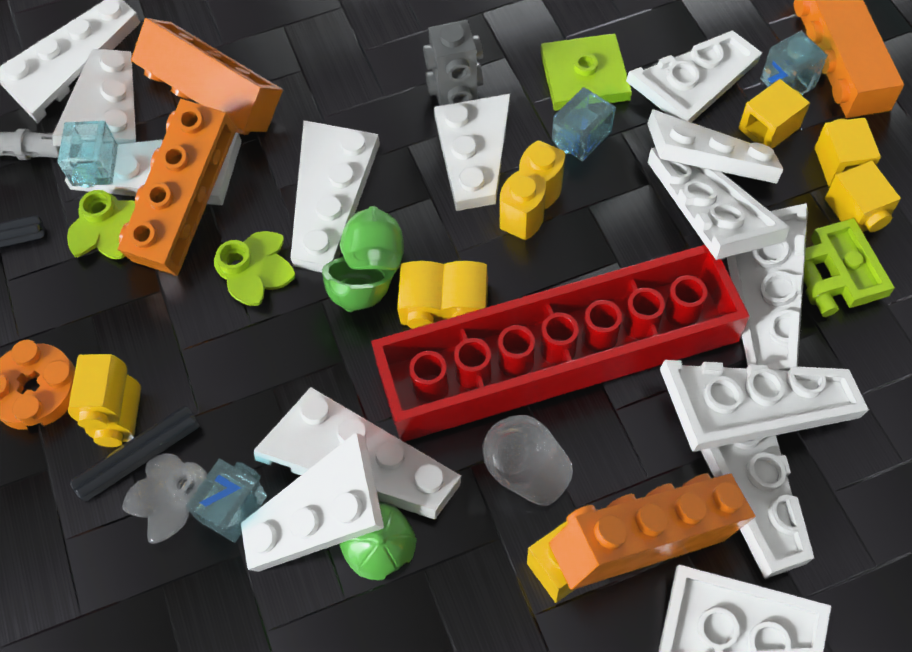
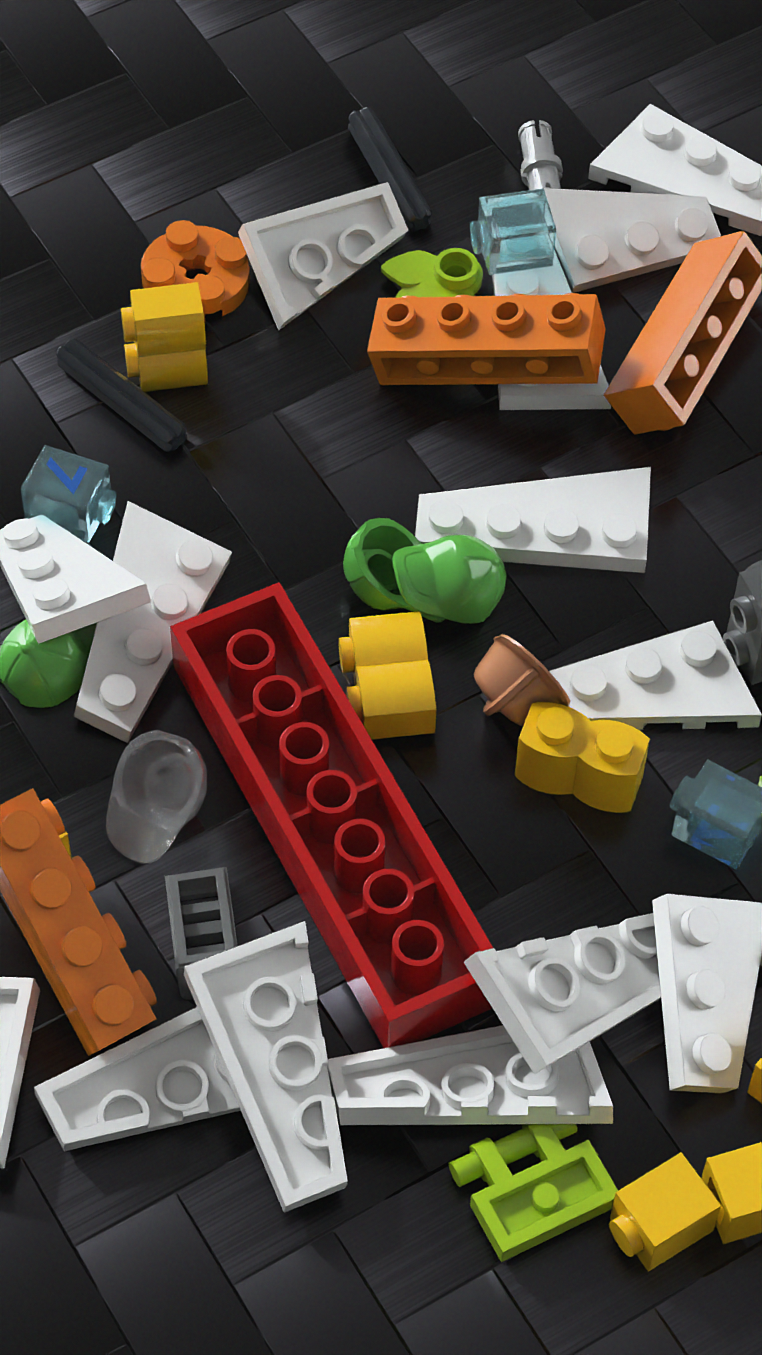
camera: 75 degrees right, 5 degrees down
(43, 293) = (319, 247): none -> white wing
(164, 495) = (73, 429): clear plate -> none
(259, 268) = (402, 465): lime plate -> none
(475, 212) = (515, 680): none -> nougat piece
(631, 429) = (194, 886): none -> dark grey slope

